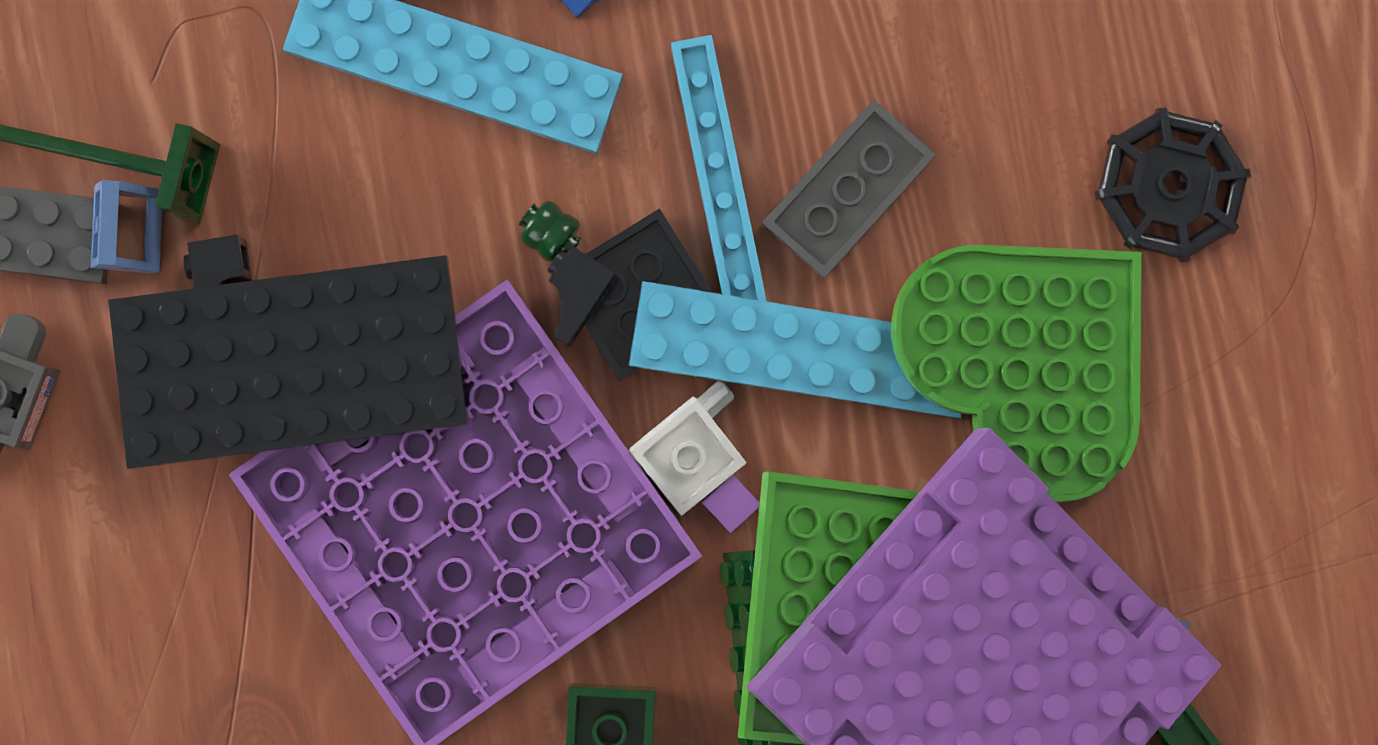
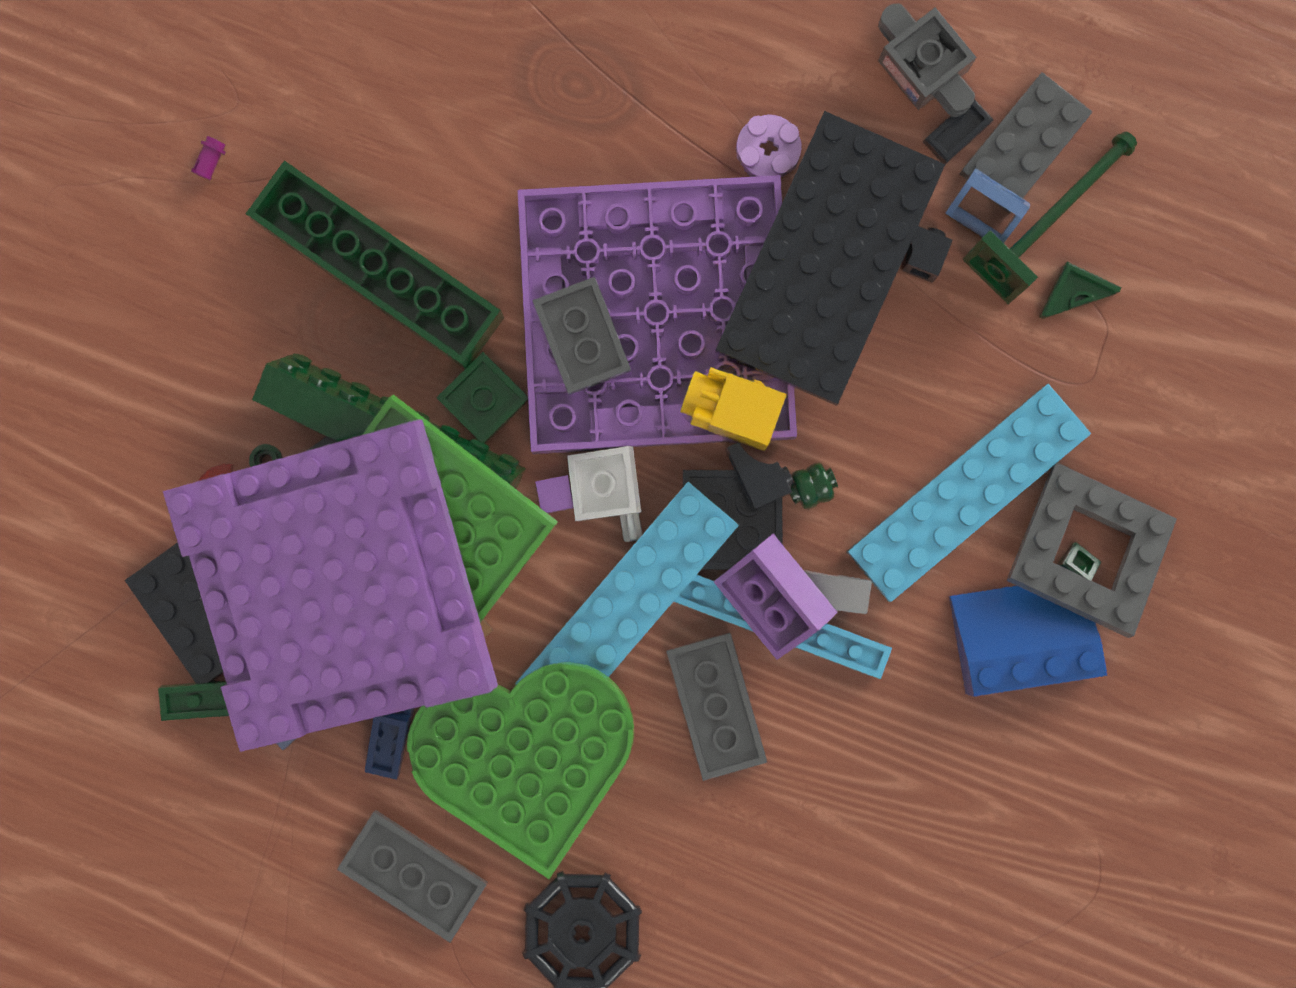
camera: 120 degrees right, 0 degrees up
(61, 312) = (957, 132): none -> black tile
(159, 83) = (1076, 288): none -> dark green tile
(180, 499) = (763, 129): none -> lavender plate
(519, 362) = (733, 407): none -> yellow piece
(542, 579) = (581, 335): none -> dark grey plate
(650, 139) = (843, 592): none -> light grey slope
(675, 648) = (483, 398): none -> dark green plate
(695, 195) = (775, 597): none -> medium lavender slope
(1113, 511) = (388, 743): none -> dark blue slope
(1230, 398) = (412, 876): none -> dark grey plate

